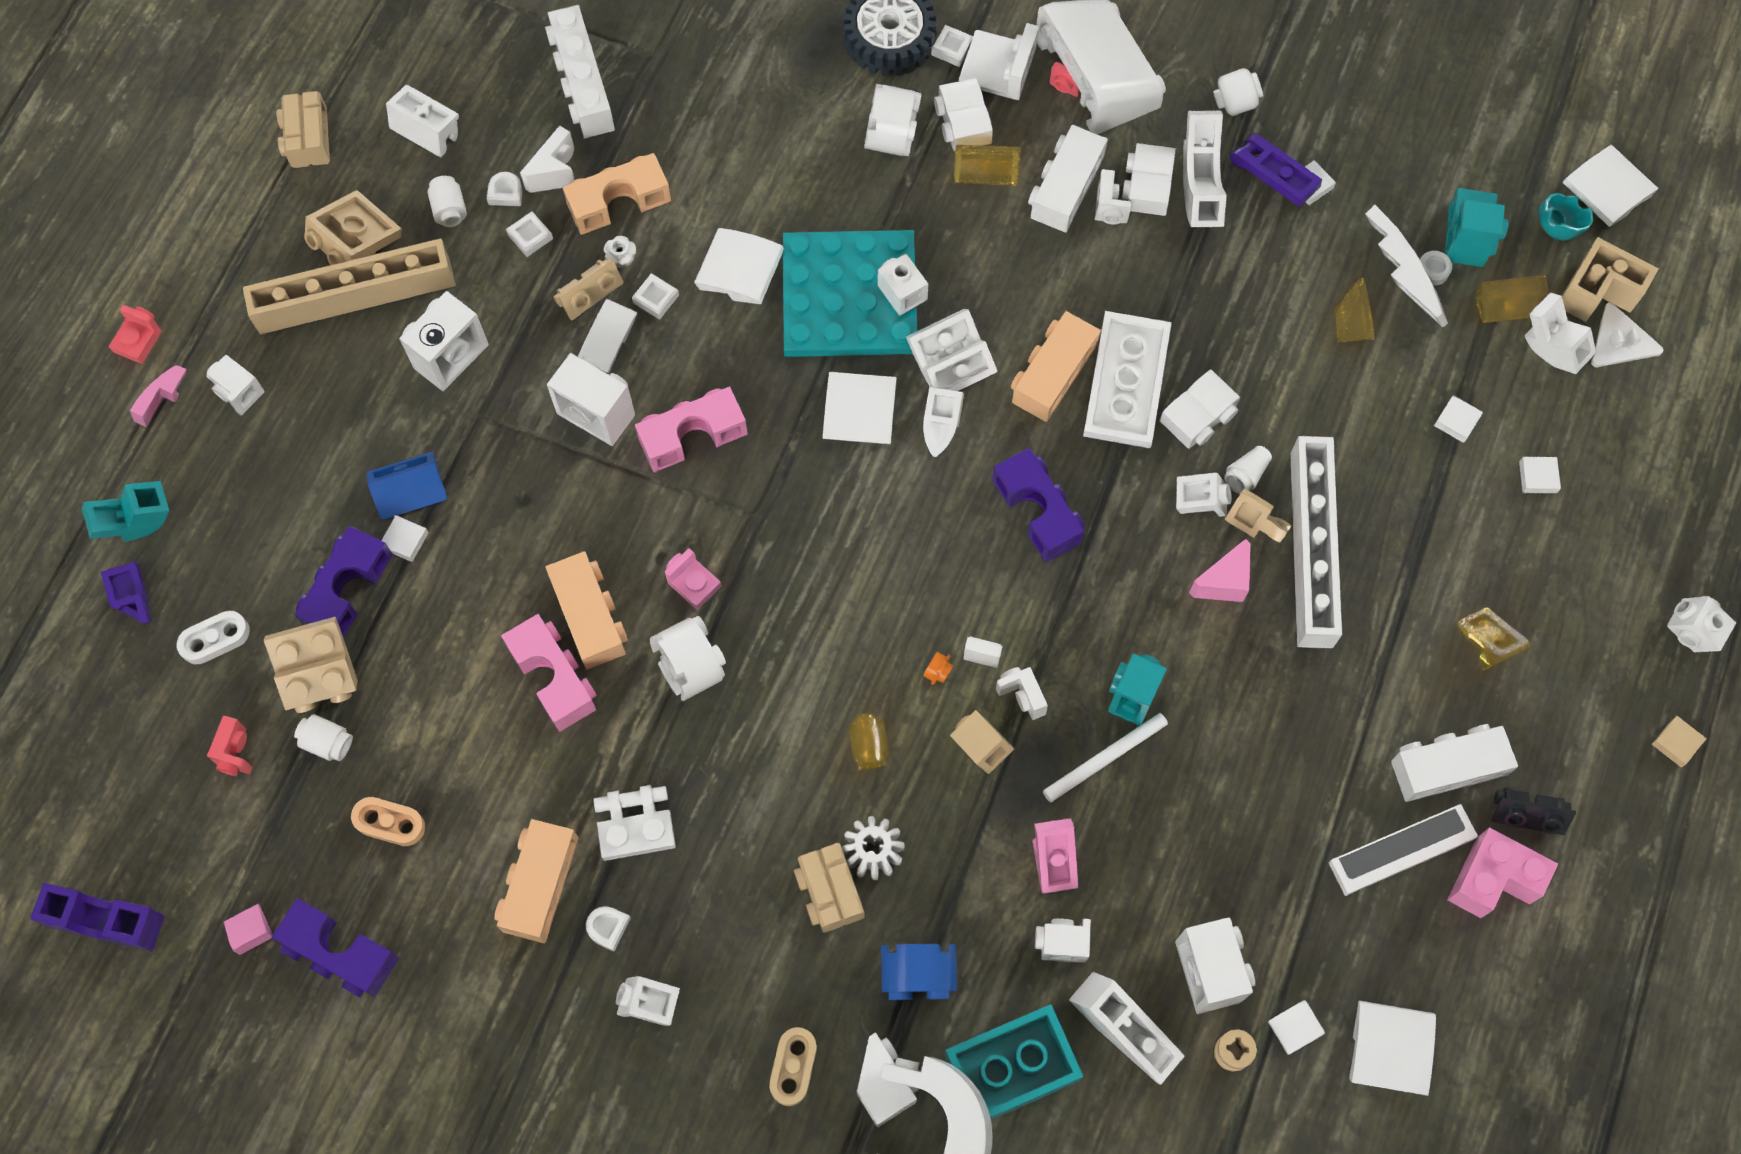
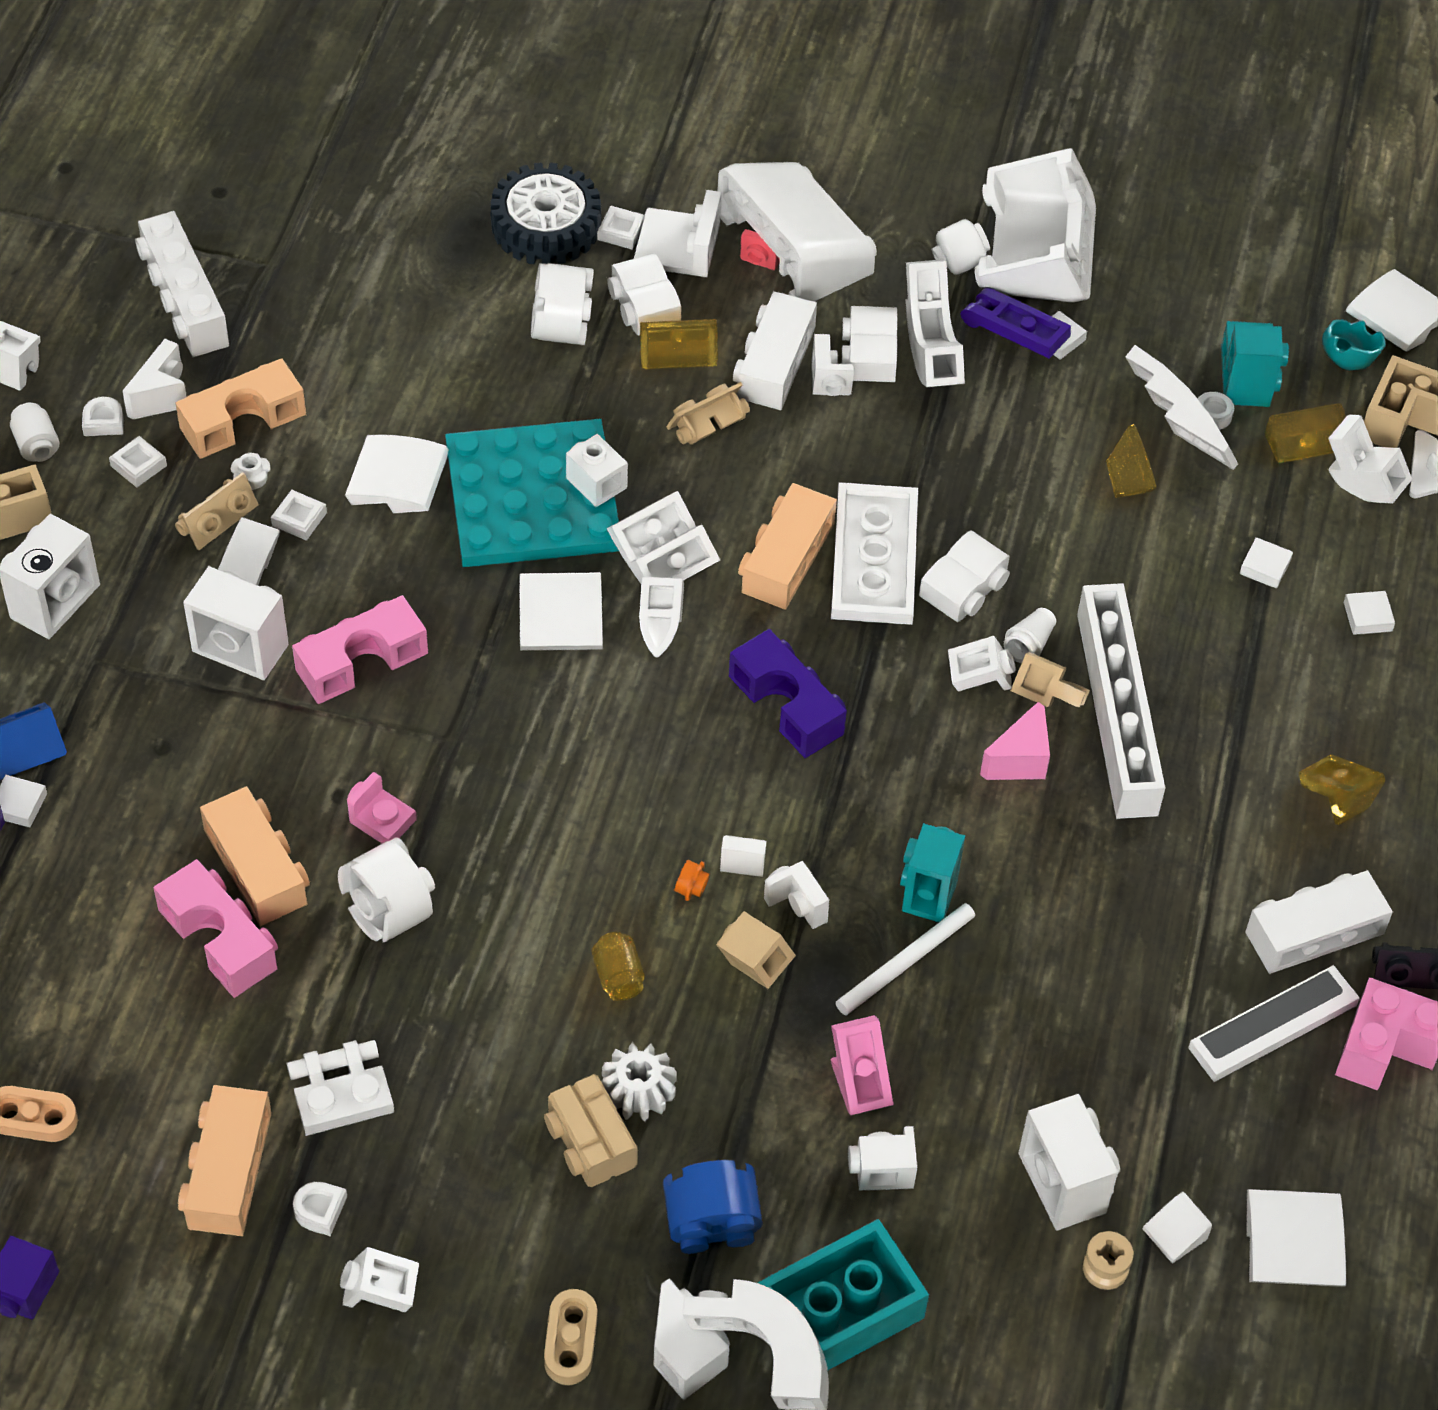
camera: 10 degrees left, 15 degrees down
(1016, 227) = (694, 418): none -> tan hinge
(1126, 1026) = (973, 1245): white slope -> none
(1308, 81) = (1040, 229): none -> white windscreen

